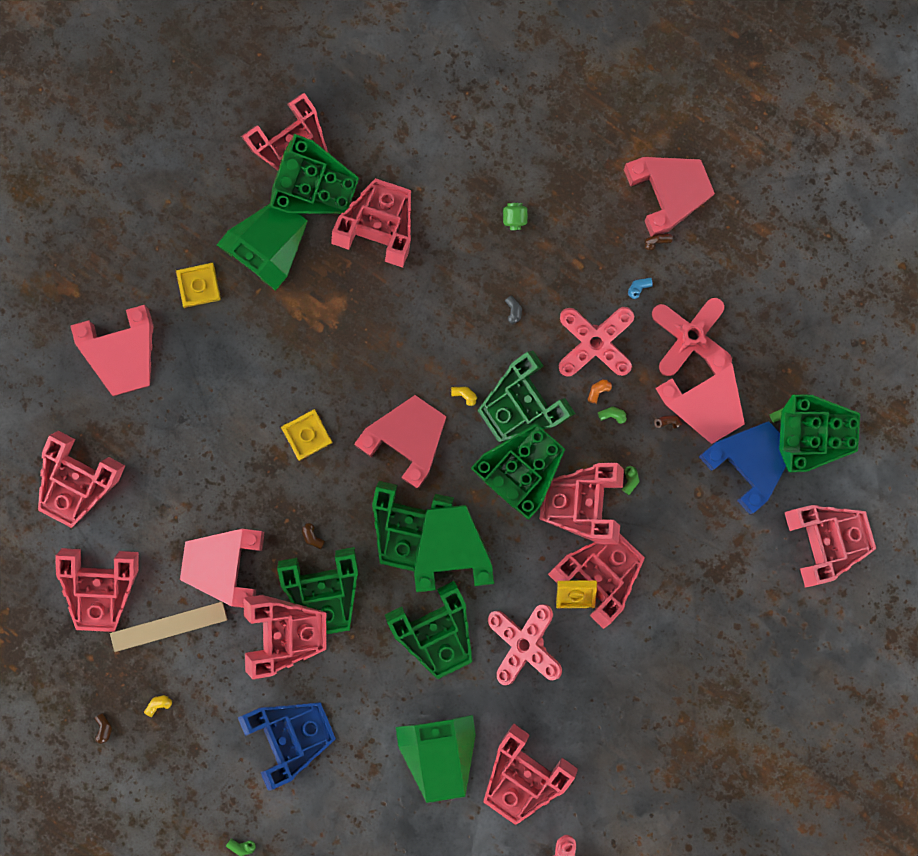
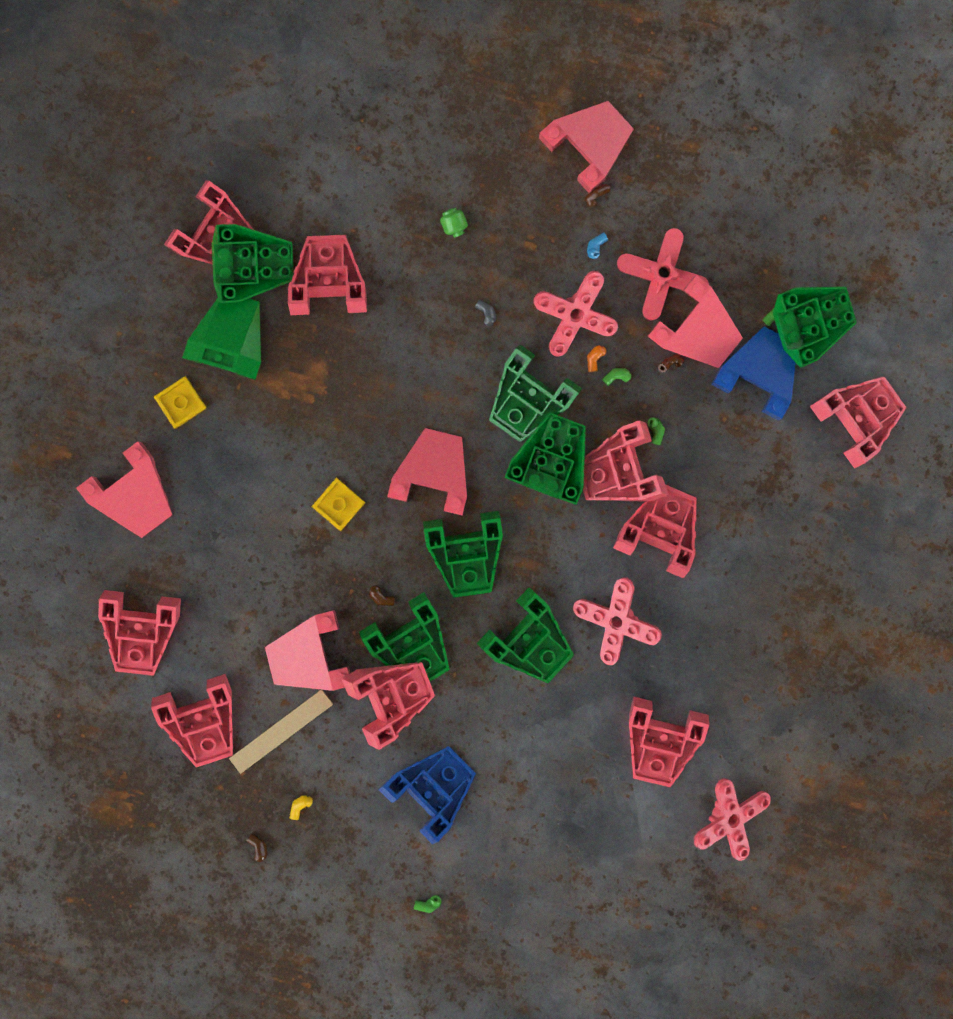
camera: 25 degrees left, 5 degrees up
(439, 756) = (577, 752): green wedge -> none
(450, 543) = (513, 554): green wedge -> none
(466, 393) = (473, 408): yellow arm -> none
(576, 594) = (646, 556): yellow tile -> none

